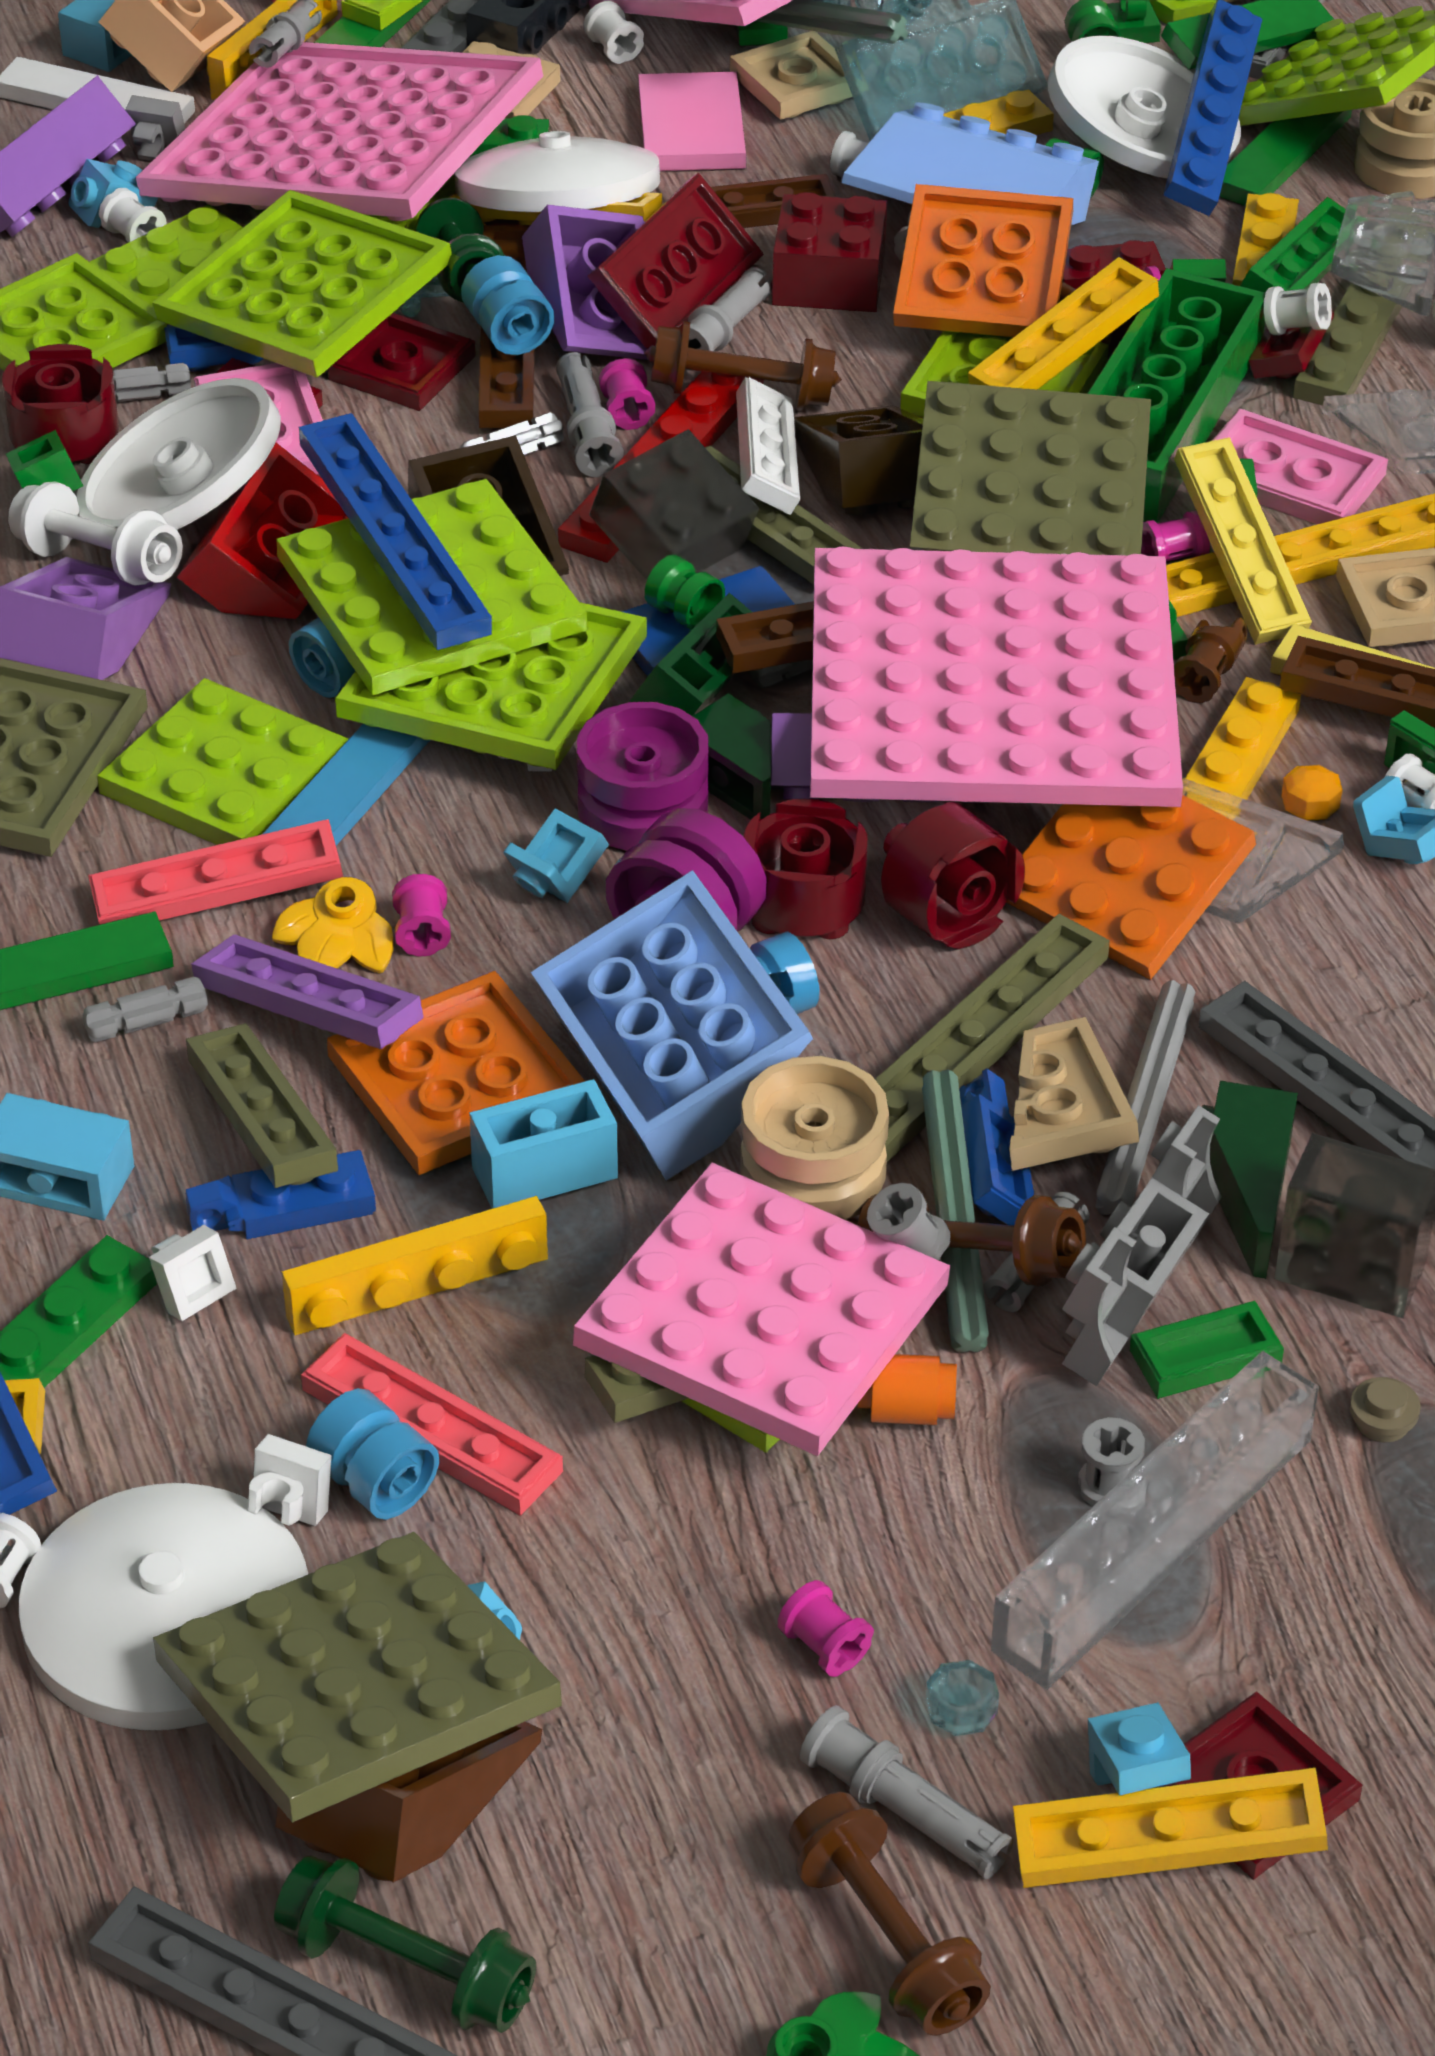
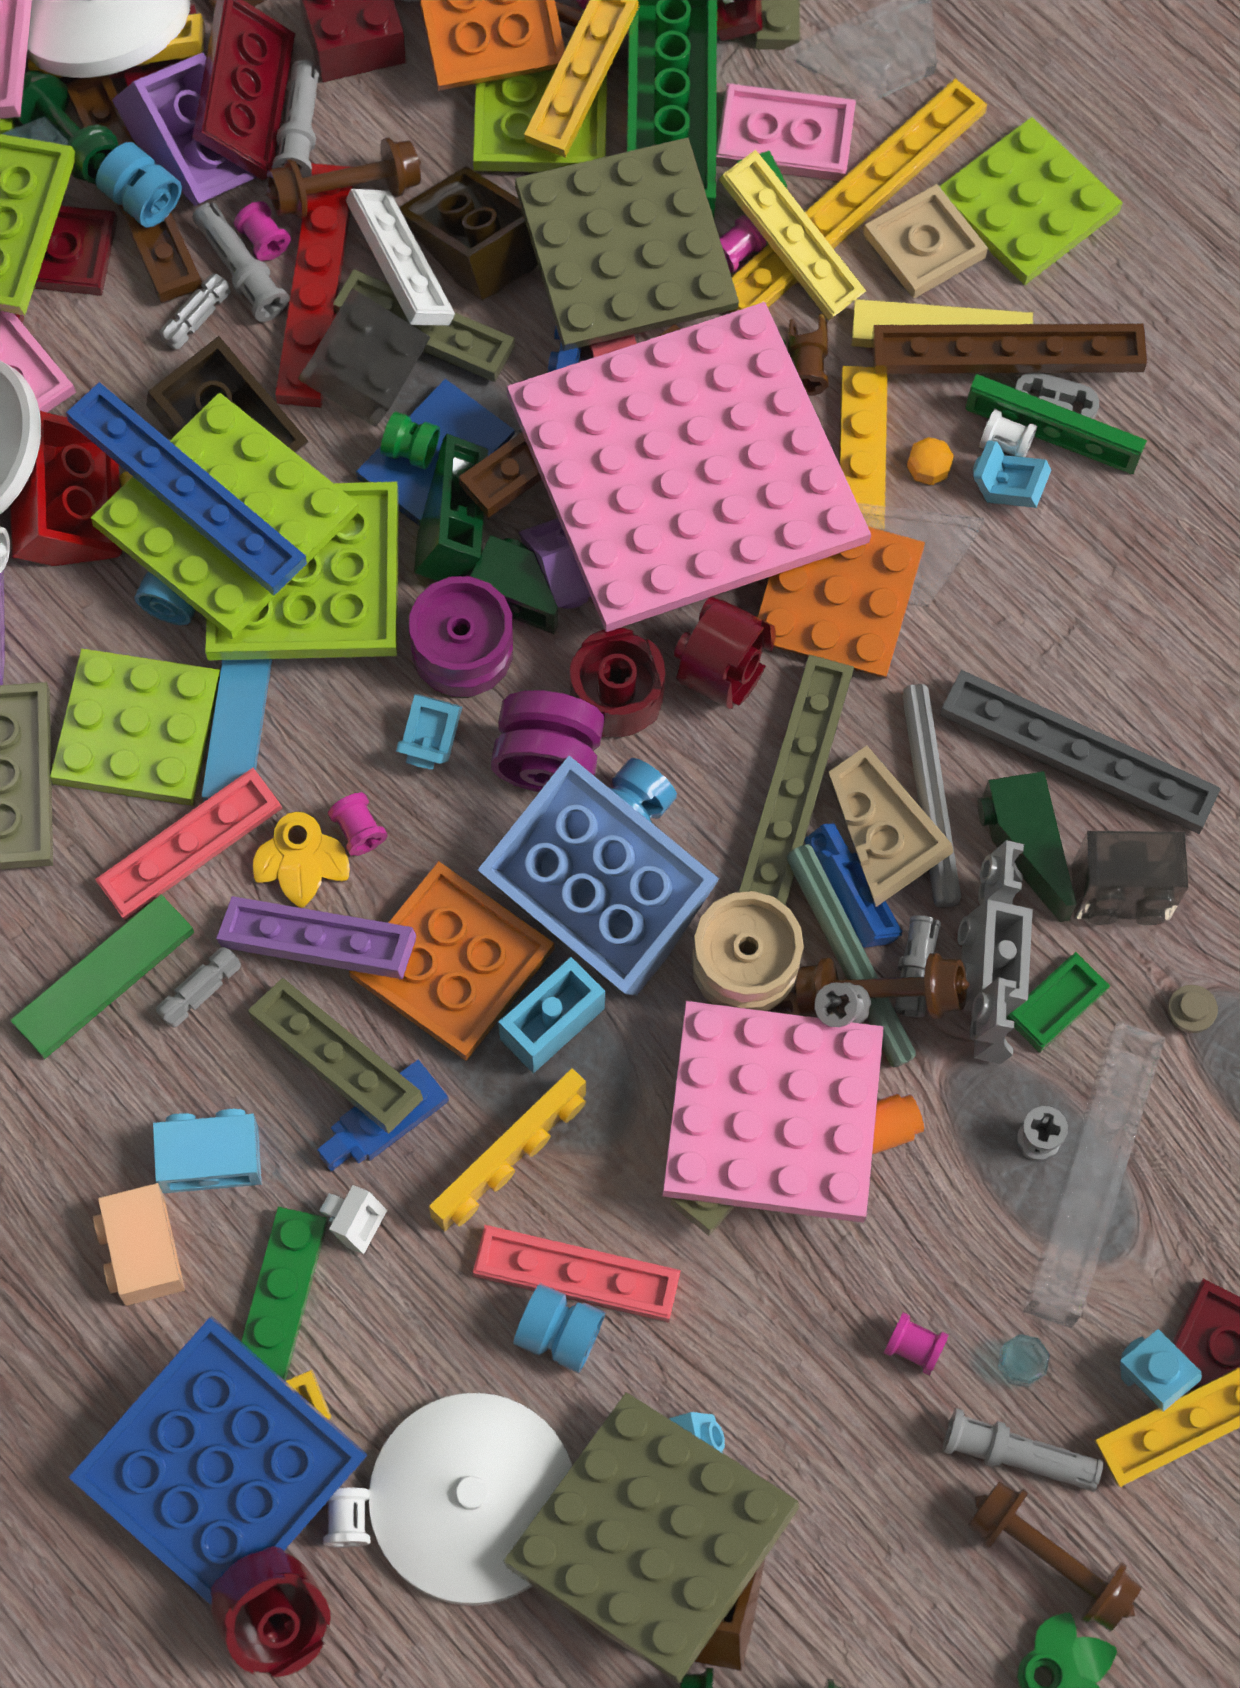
camera: 25 degrees left, 25 degrees up
(290, 1481) = (513, 1372): white tile -> none

